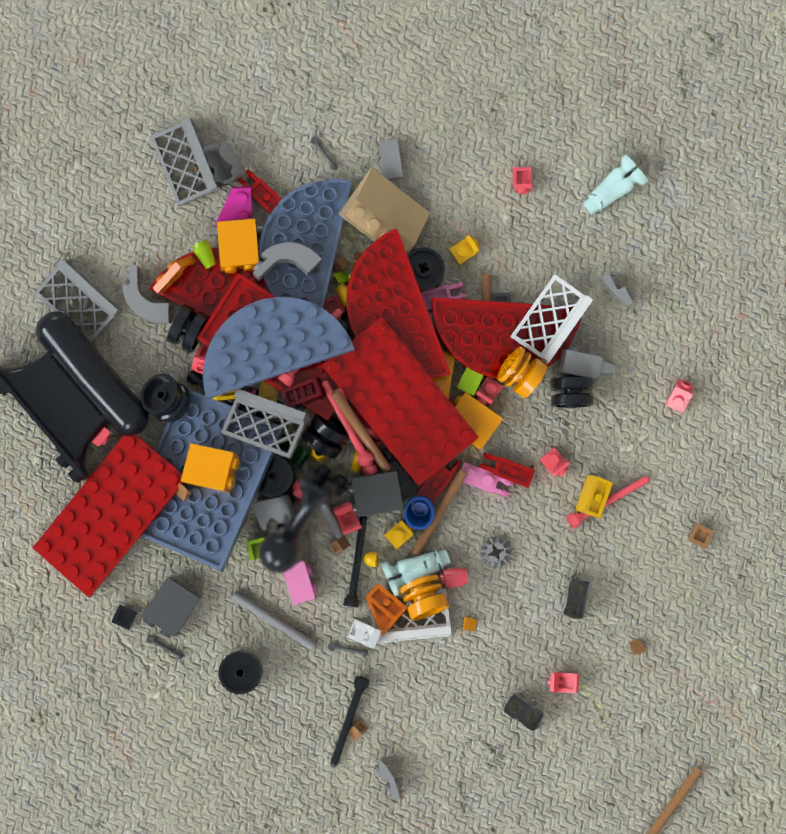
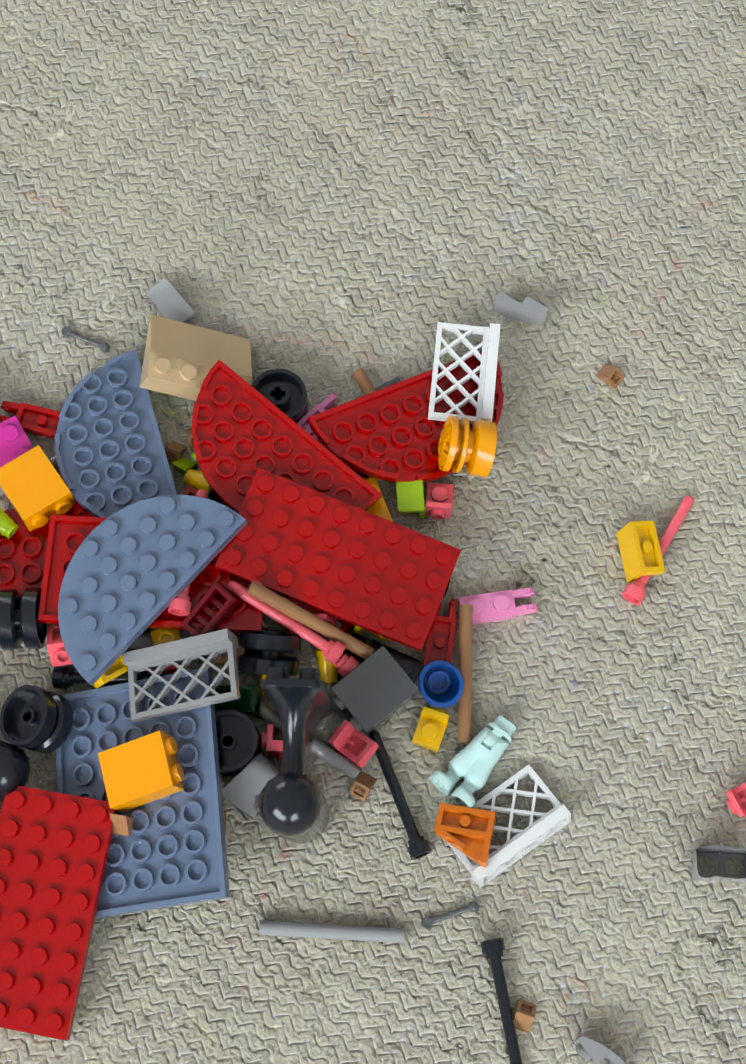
camera: 25 degrees left, 15 degrees down
(124, 617) = (128, 1041): black plate -> none
(150, 639) = (181, 1052): dark grey hinge -> none
(170, 607) = (185, 991): dark grey brick -> none
(252, 672) = (309, 1016): black wheel -> none
(253, 548) = (260, 847): lime panel -> none
(290, 253) = (101, 461): light grey arch -> none
(299, 583) = (338, 861): bright pink piece -> none
(364, 633) = (460, 878): white slope -> none
(371, 558) = (413, 779): yellow hinge -> none
(425, 600) = (506, 783): light orange wheel -> none
(454, 577) = (531, 744): coral brick -> none
(465, 249) = (316, 356): yellow bracket -> none
(469, 623) = (584, 792): light orange piece -> none
(479, 418) = (449, 529): light orange brick -> none
(487, 547) = (565, 697): light grey gear -> none
(509, 470) = (519, 576): red hinge -> none
(522, 179) = (337, 248): coral bracket -> none
(555, 463) = (569, 539): coral bracket -> none
(572, 395) = (540, 442): black wheel -> none
(578, 598) = (702, 665): light grey piece -> none
(583, 364) = (532, 406): light grey hinge -> none
(614, 185) = (448, 199): light aqua piece -> none
(648, 368) = (610, 375): none -> medium nougat piece
(680, 395) = (667, 384): coral bracket -> none

